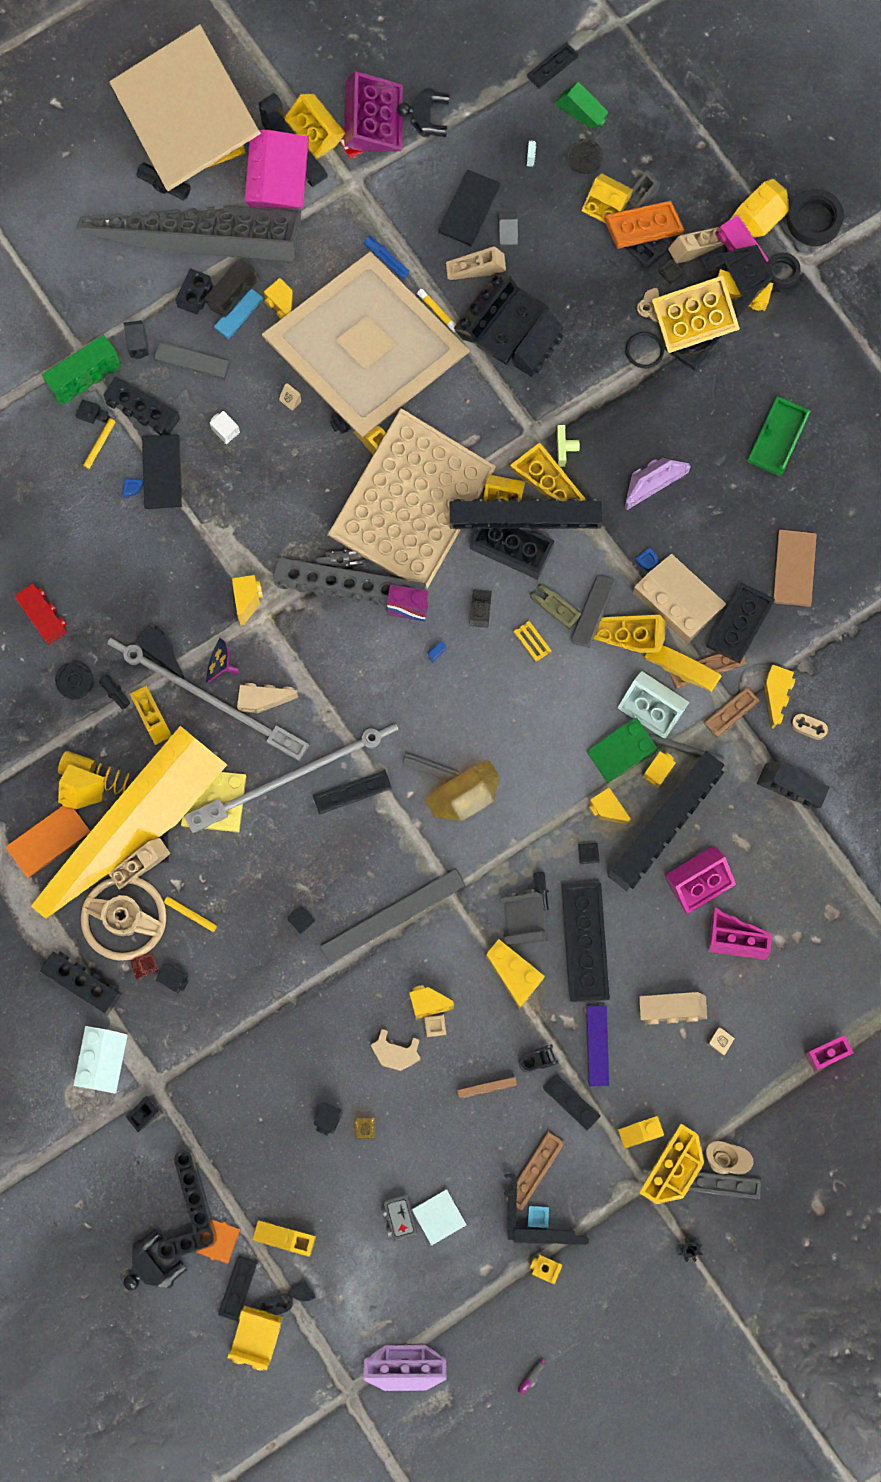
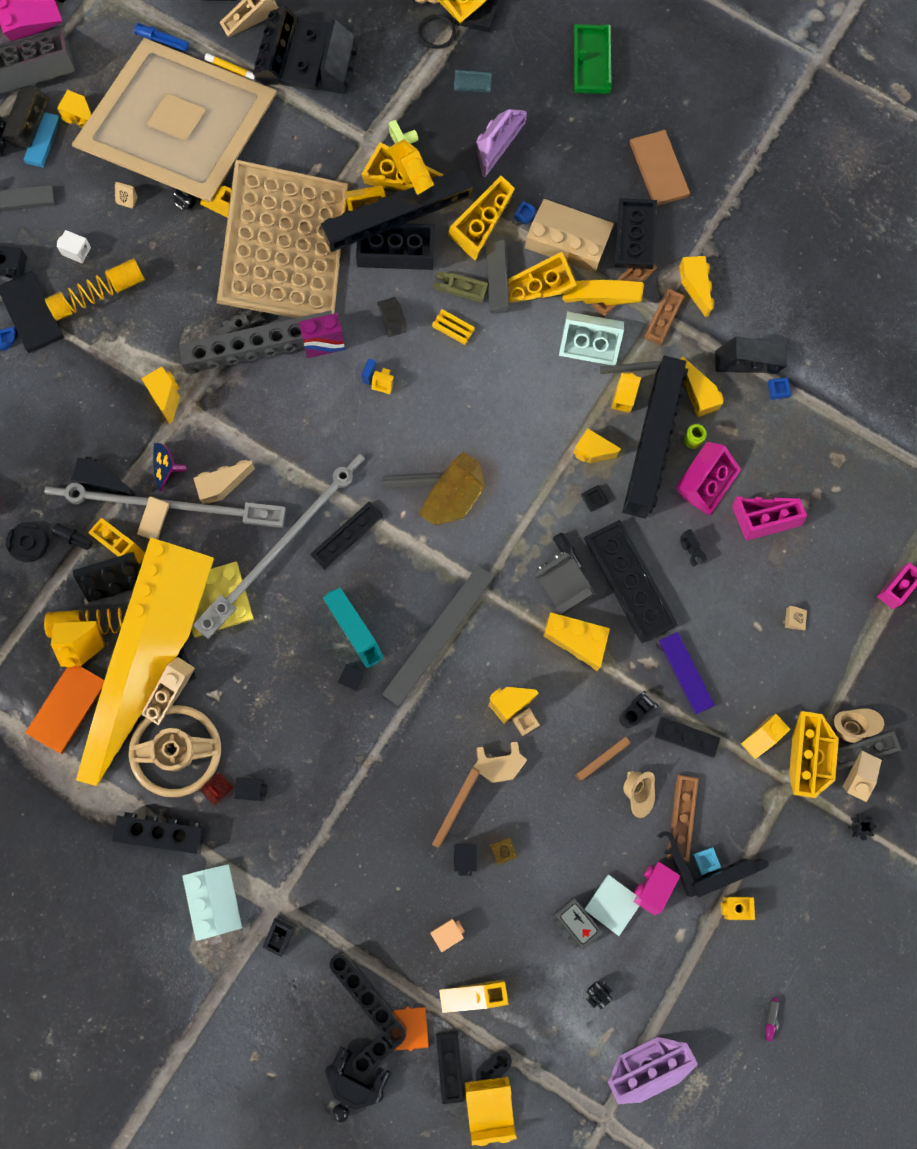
camera: 30 degrees left, 0 degrees up
(131, 742) = (108, 577): none -> black plate
(190, 705) = (153, 518): none -> tan tile
(190, 914) = (240, 718): yellow bar -> none
(252, 473) = (121, 277): none -> yellow piece
(285, 1176) = (447, 934): none -> light nougat brick
(302, 1292) = (515, 1041): black tile -> none
(321, 877) = (353, 627): none -> teal slope
(340, 1072) = (456, 807): none -> medium nougat tile
(391, 1286) = (599, 995): none -> black gear
(445, 666) = (382, 381): none -> yellow tile
(481, 1219) = (656, 888): none -> dark pink brick
(507, 1132) = (641, 792): none -> tan piece
(552, 482) = (411, 166): none -> yellow panel
(599, 552) = (479, 220): none -> yellow wedge
(622, 750) = (582, 390): green slope -> none
(654, 930) = (690, 543): none -> black plate
(656, 412) = (472, 81): none -> clear light blue tile
(673, 1008) = (740, 607): tan wedge -> none
(707, 831) = (695, 436): none -> lime brick
(711, 1205) = (863, 776): none -> tan slope
(732, 798) = (701, 391): none -> yellow slope
(807, 824) = (779, 388): none -> blue tile
(811, 722) = (739, 301): tan beam -> none

